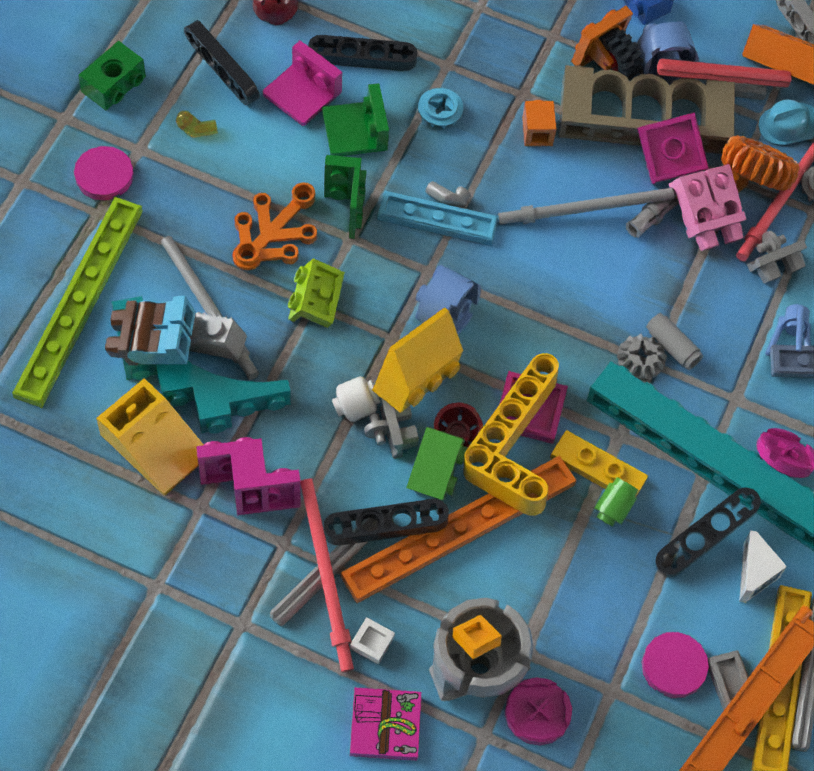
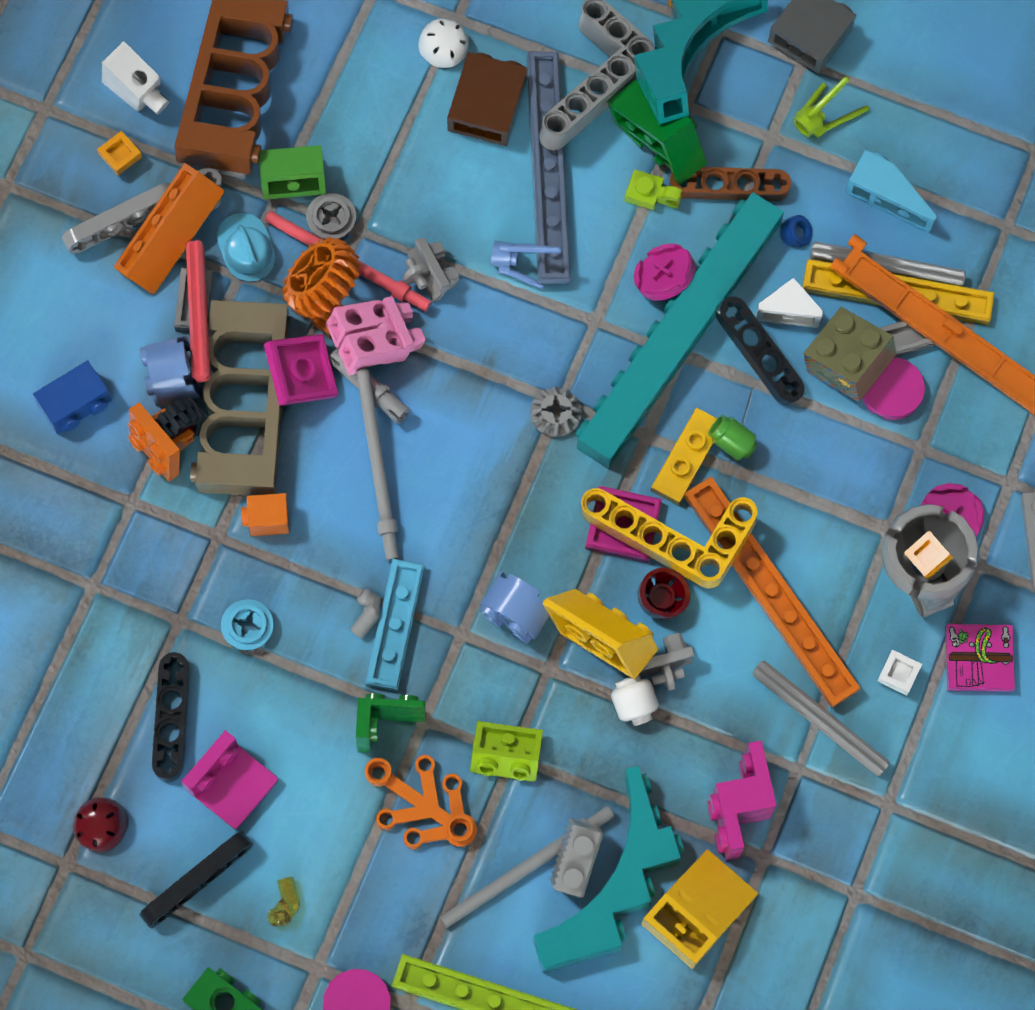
camera: 90 degrees left, 10 degrees up
(152, 332) = (593, 923): hips -> none
(340, 636) = (896, 704): coral bar -> none
(357, 126) = (280, 716): green bracket -> none
(387, 527) = (773, 662): black beam -> none
(437, 463) = (709, 612): bright green brick -> none
(674, 341) = (538, 377): light grey piece -> none
(706, 616) = (850, 354): none -> olive brick

